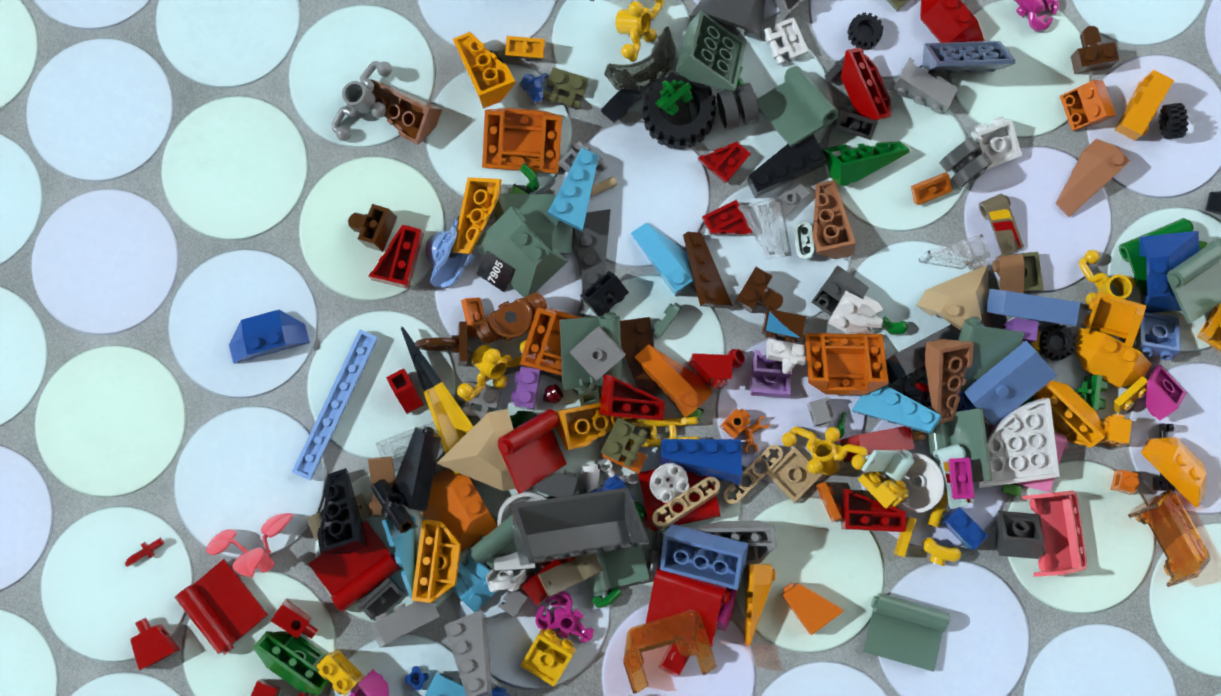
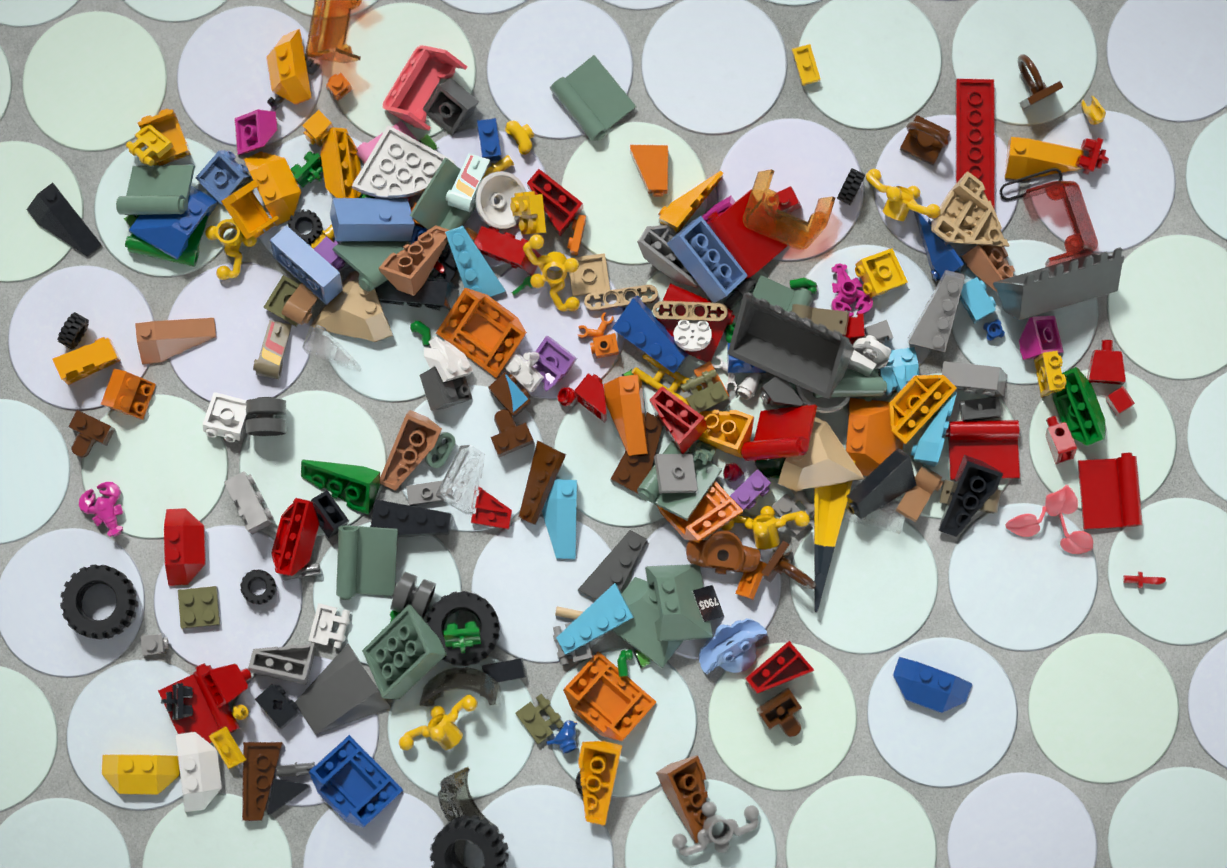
camera: 140 degrees left, 0 degrees up
(151, 644) = (1183, 501): red torso -> none
(335, 405) = (912, 589): light blue plate -> none
(392, 506) = (921, 469): black piece -> none
(405, 391) = (848, 558): red slope -> none
(476, 208) = (686, 663): light orange wedge -> none
(525, 47) = (548, 776): light orange hinge -> none
(594, 295) = (634, 521): black brick -> none
(661, 326) = (591, 468): sand green plate -> none
(725, 161) = (454, 561): red wing -> none
(820, 412) = (532, 306): light grey brick -> none
(892, 462) = (508, 224): light aqua door -> none
(904, 538) = (542, 164): yellow tile -> none
(931, 188) = (307, 418): orange plate -> none
(961, 478) = (468, 174): dark pink plate -> none
(966, 56) = (198, 500): sand blue slope -> none
(1127, 399) = (288, 145): yellow plate -> none

